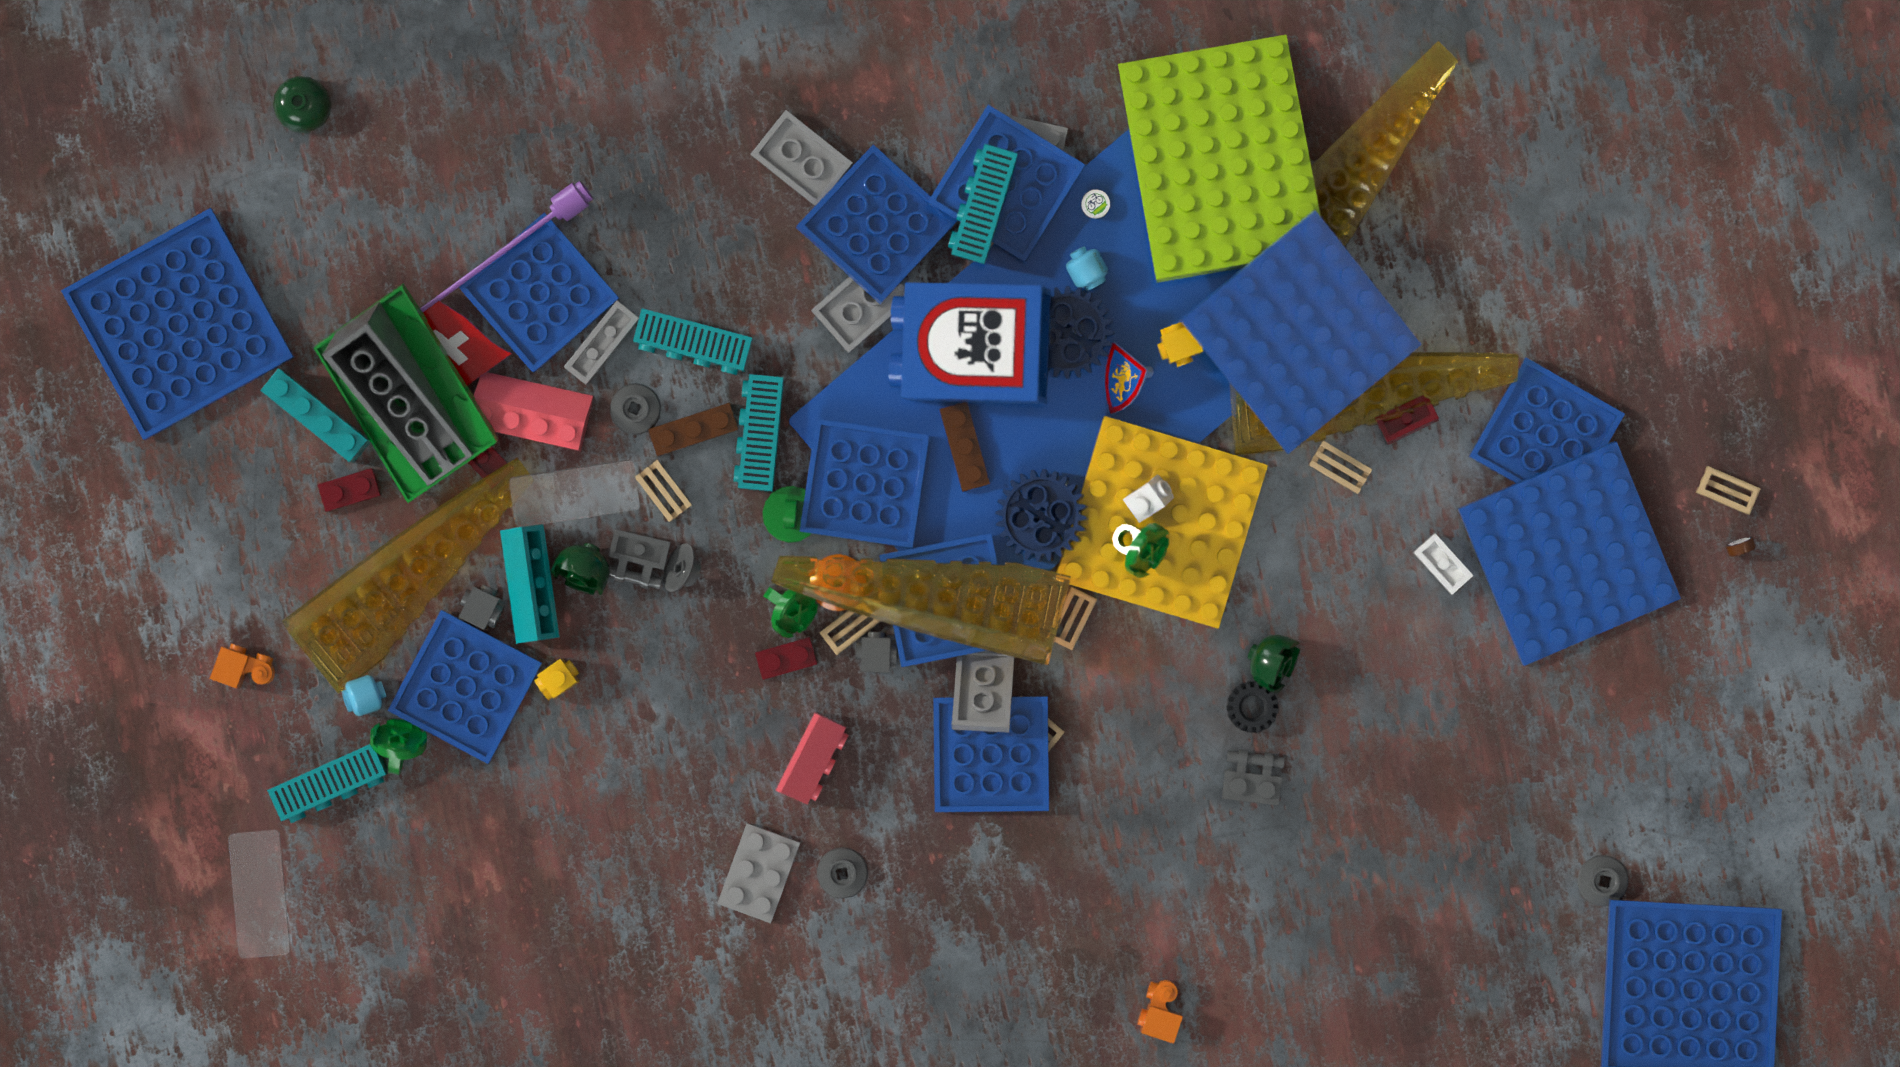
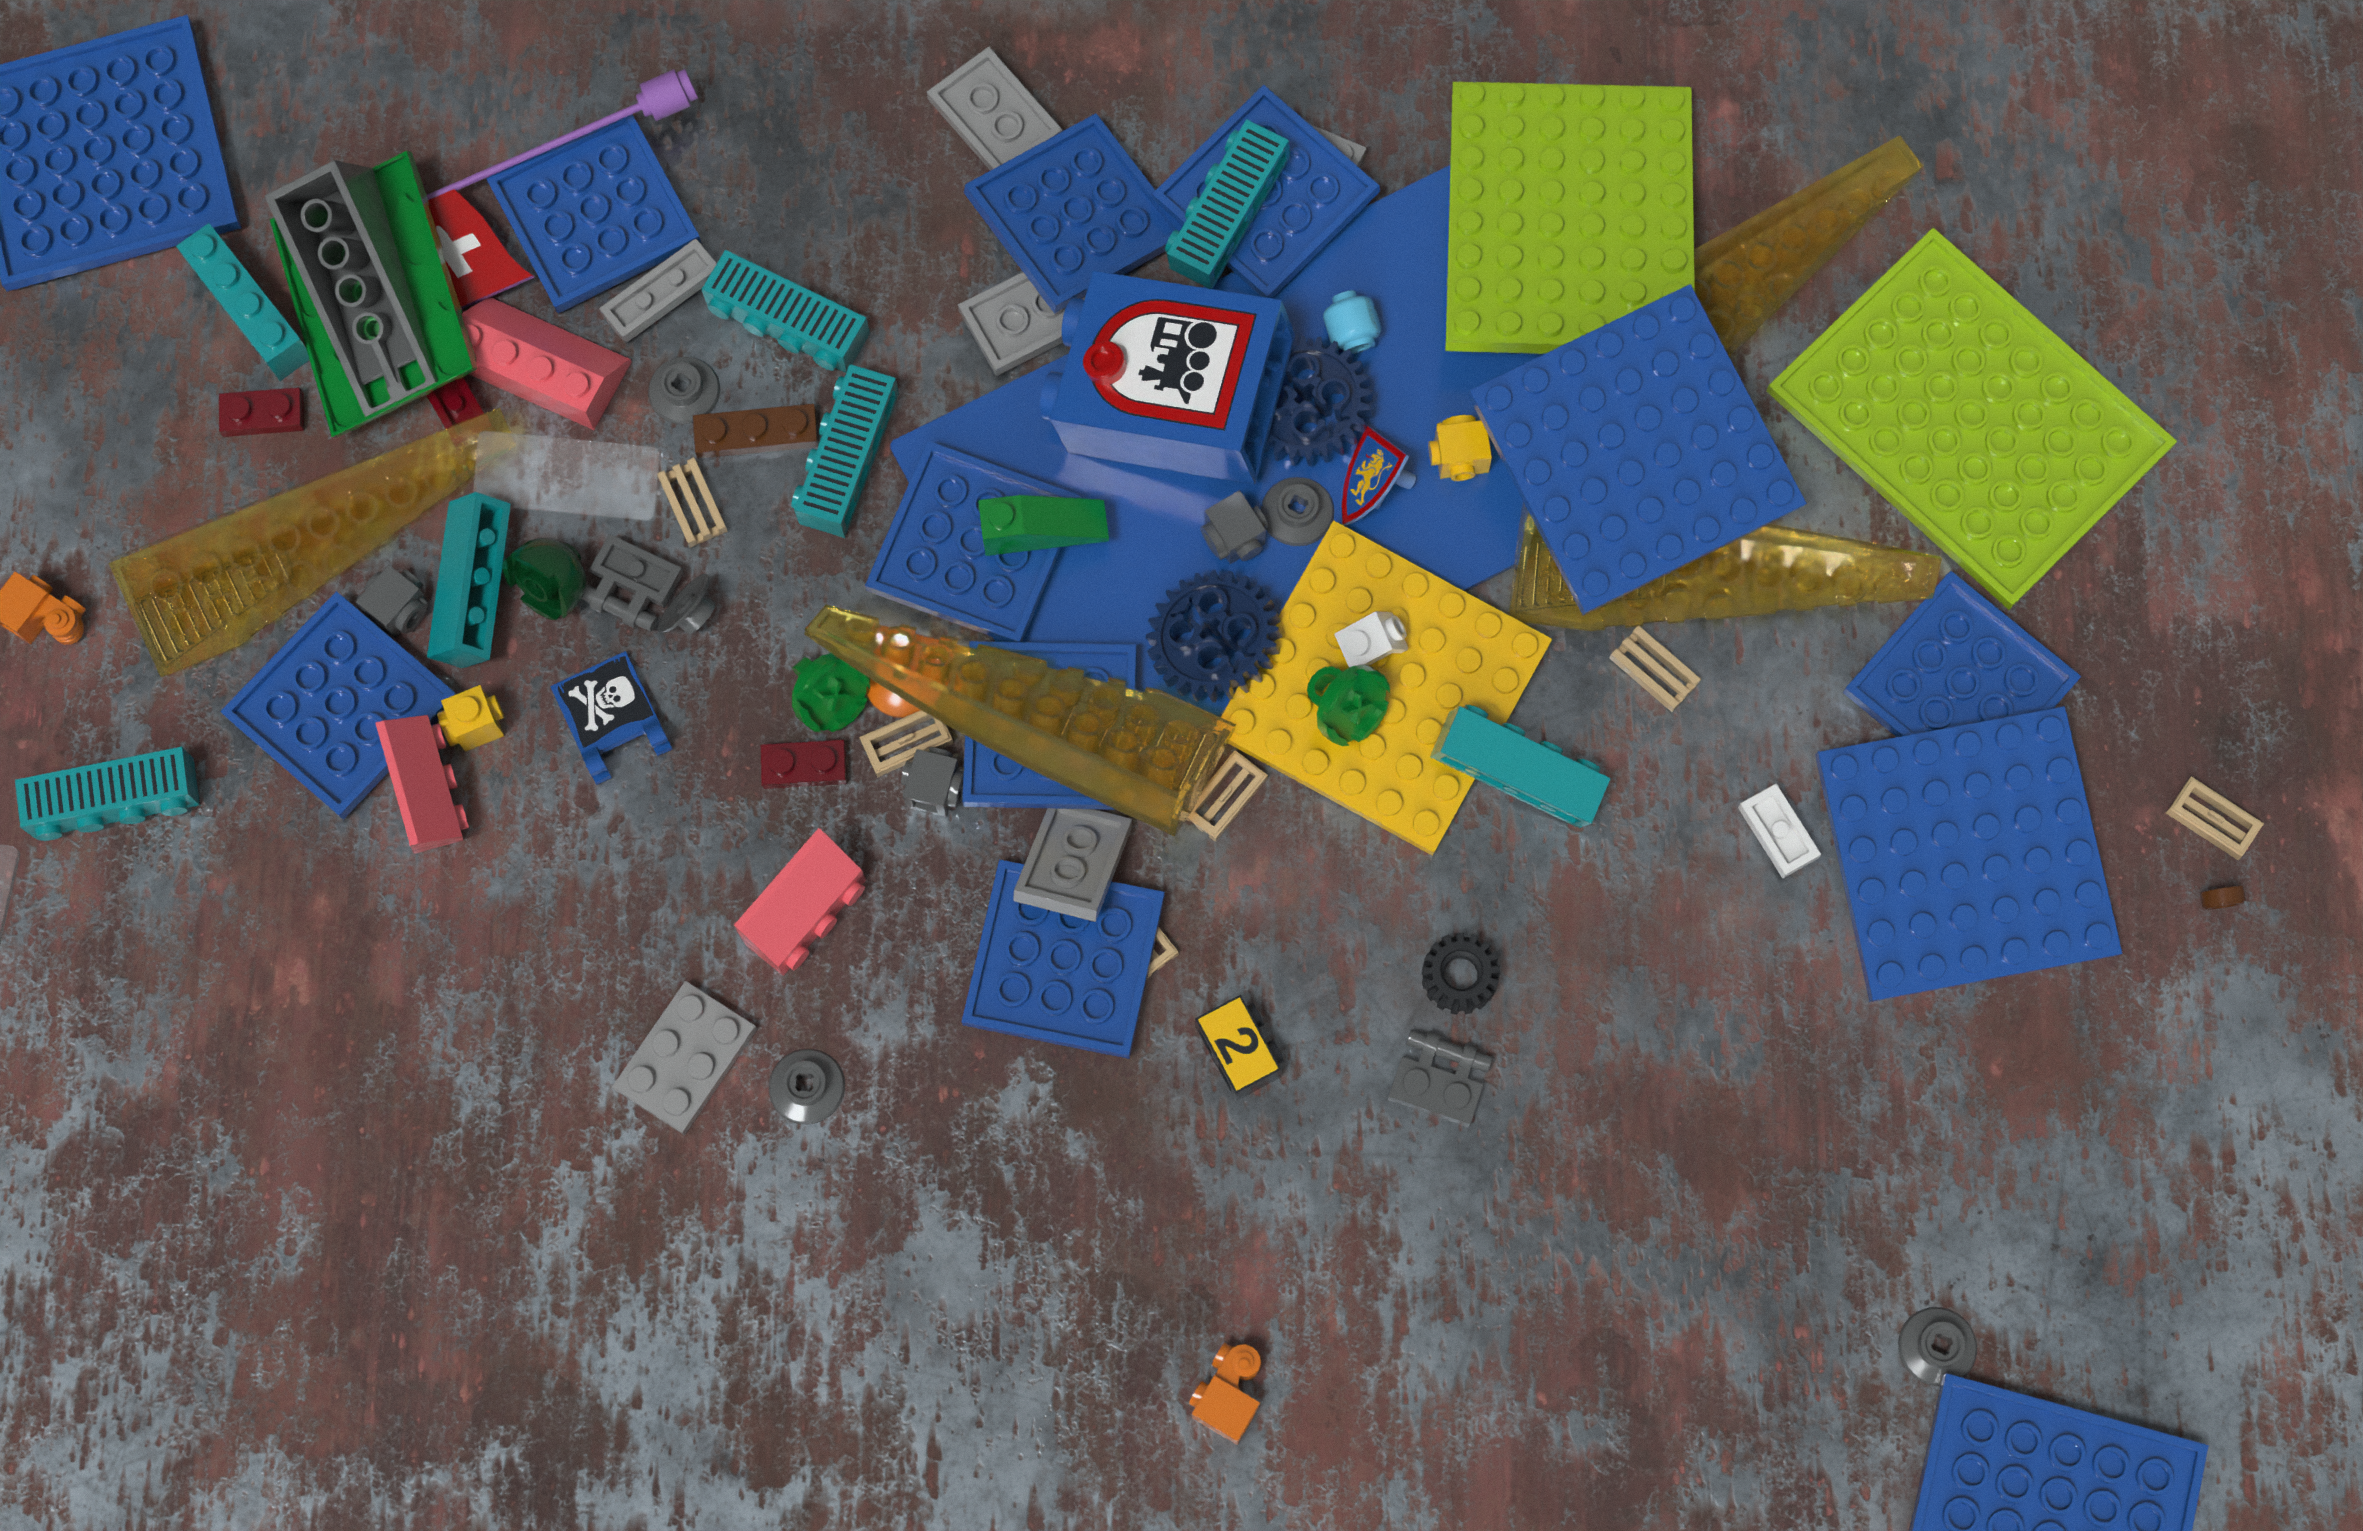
camera: 15 degrees right, 15 degrees down
(363, 695) = (193, 684): medium azure head -> none
(398, 742) = (219, 757): green tile -> none
(540, 733) = (422, 782): none -> coral slope
(645, 650) = (606, 710): none -> flag
(784, 513) = (847, 567): green tile -> none
(910, 464) = (1040, 523): none -> green slope
(930, 352) = (1104, 363): none -> red tile
(964, 446) = (1126, 526): reddish brown plate -> none
(1039, 436) = (1234, 529): none -> dark grey brick
(1072, 422) = (1296, 528): none -> dark grey piece
(1095, 204) = (1382, 247): tile -> none
(1119, 788) = (1239, 1047): none -> brick
(1263, 561) = (1520, 766): none -> teal brick
(1273, 661) = (1506, 911): dark green cylinder -> none
(1409, 422) = (1764, 626): dark red plate -> none
(1521, 240) = (1971, 417): none -> lime plate

